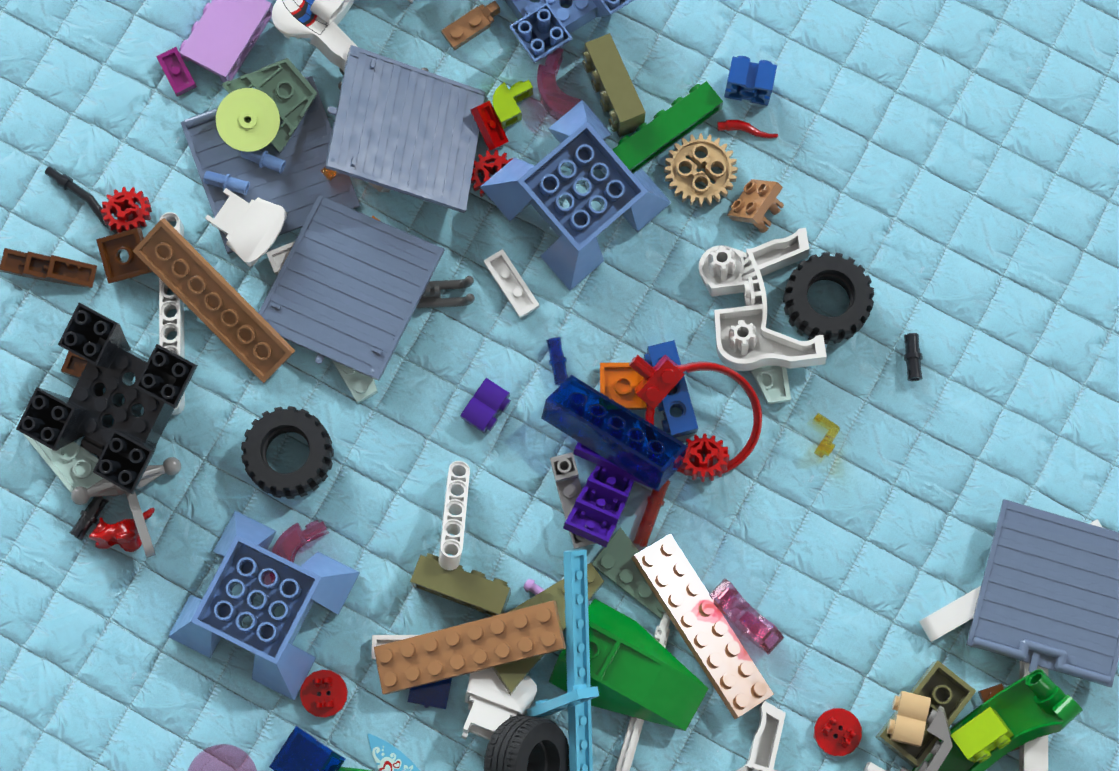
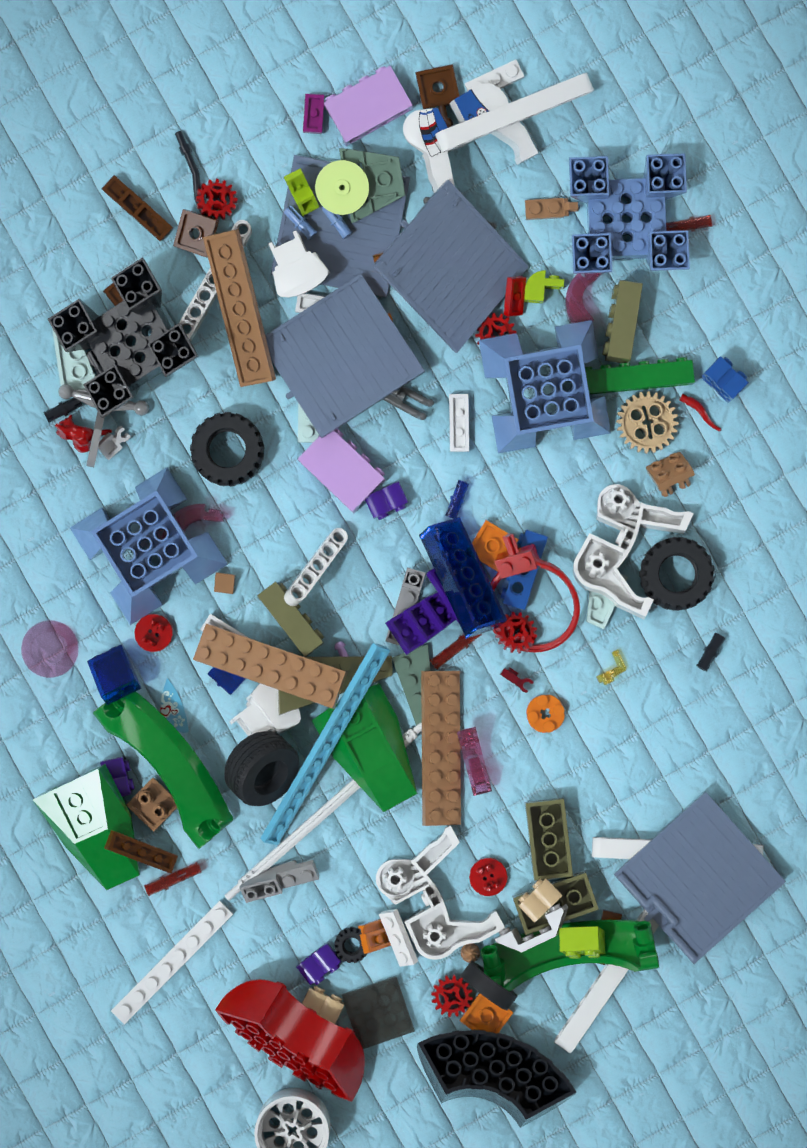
camera: 35 degrees right, 10 degrees up
(160, 522) = (110, 444): none -> white plate
(207, 150) = (301, 192): none -> lime brick
(368, 594) = (224, 583): none -> medium nougat slope
(419, 401) = (342, 469): none -> lavender panel
(547, 707) = (323, 746): medium azure plate -> none
(728, 506) = (511, 675): none -> dark red plate
(777, 514) = (555, 709): none -> orange plate
(875, 650) = (548, 839): none -> olive brick

